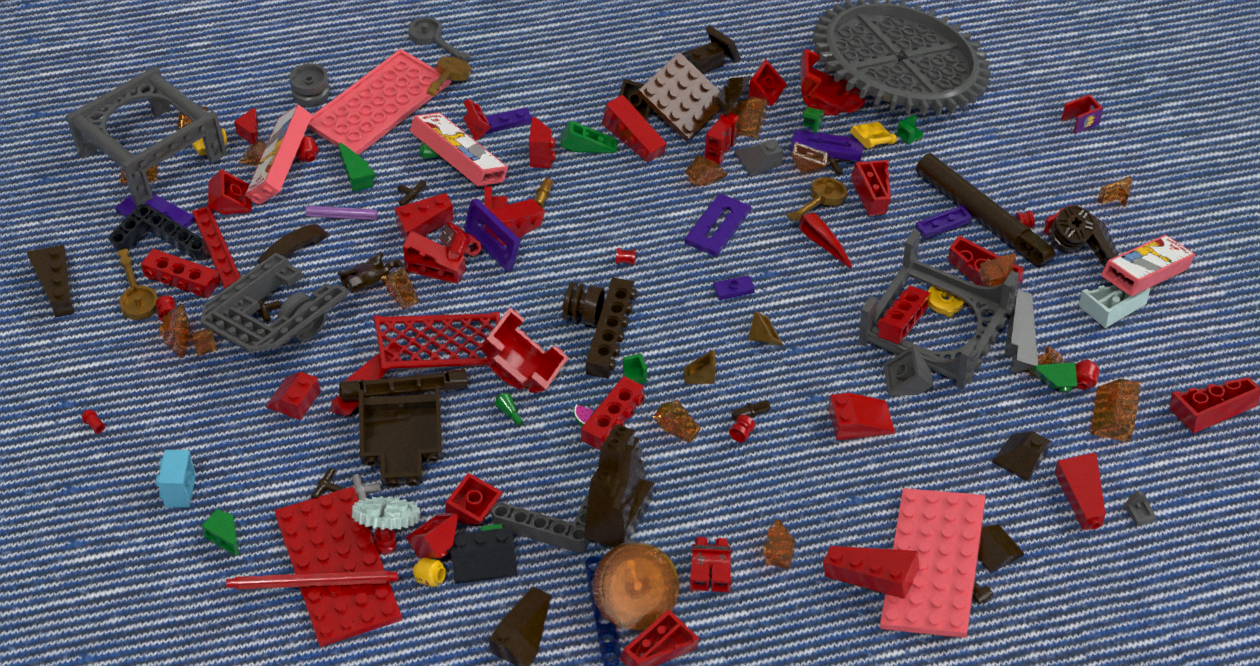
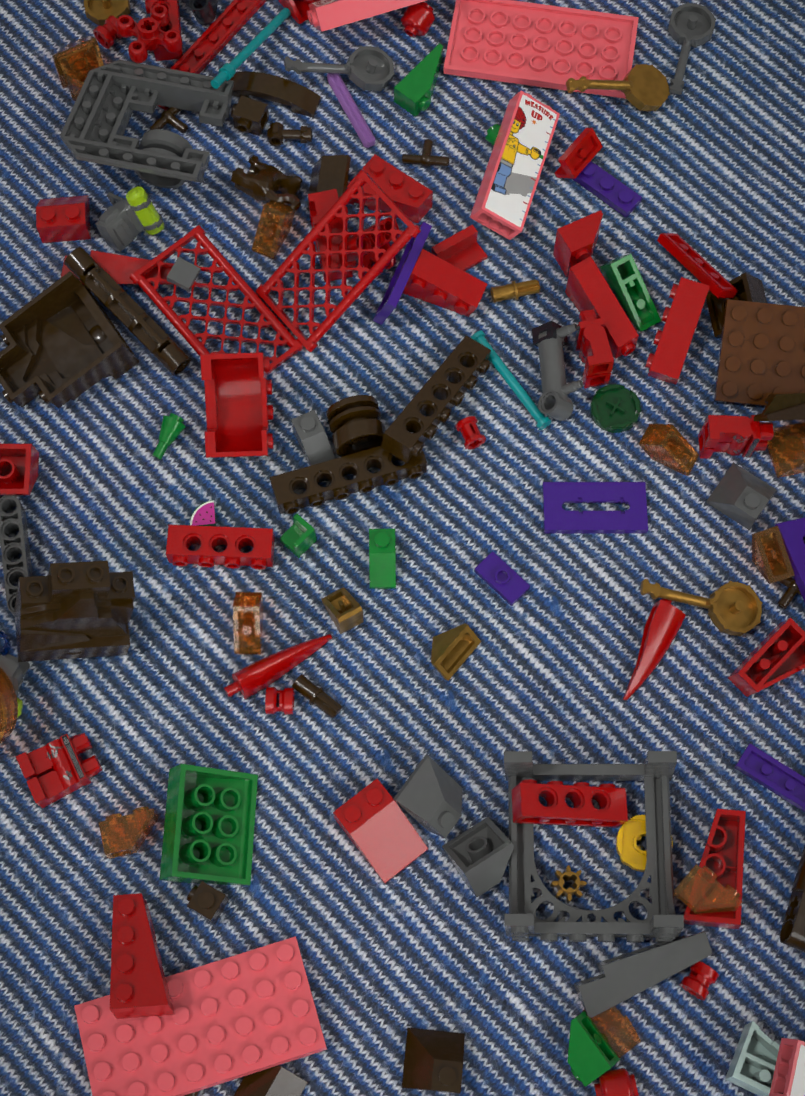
camera: 60 degrees right, 20 degrees up
(199, 278) = (149, 33): none -> red gear
(266, 248) = (228, 70): none -> teal bar
(305, 261) = (250, 115): none -> dark brown brick
(316, 188) = (366, 66): none -> dark grey piece
(330, 256) = (277, 133): none -> dark brown bar
(331, 354) = (128, 218): none -> dark grey piece
(389, 240) = (329, 174): none -> dark brown slope
(404, 339) = (183, 274): none -> dark grey tile
(485, 195) = (308, 242): none -> red door
(572, 334) = (312, 438): none -> dark grey slope
(590, 156) = (590, 291): none -> red slope
(593, 101) = (697, 265): none -> red tile
(595, 256) = (436, 400): none -> dark brown brick
(603, 223) = (542, 421): none -> teal bar
(614, 197) = (550, 341): none -> dark grey piece
(616, 171) = (594, 349): none -> red hips
(659, 186) = (615, 408): none -> dark green tile
(680, 335) = (382, 559): none -> green slope
(715, 426) = (271, 668): none -> red piece
(802, 502) = (209, 826): none -> green slope
(855, 521) = (207, 902): none -> dark brown brick
(860, 378) = (432, 798): none -> dark grey slope
(950, 340) = (567, 876): none -> pearl gold gear
(1043, 310) = (699, 980): none -> red wheel

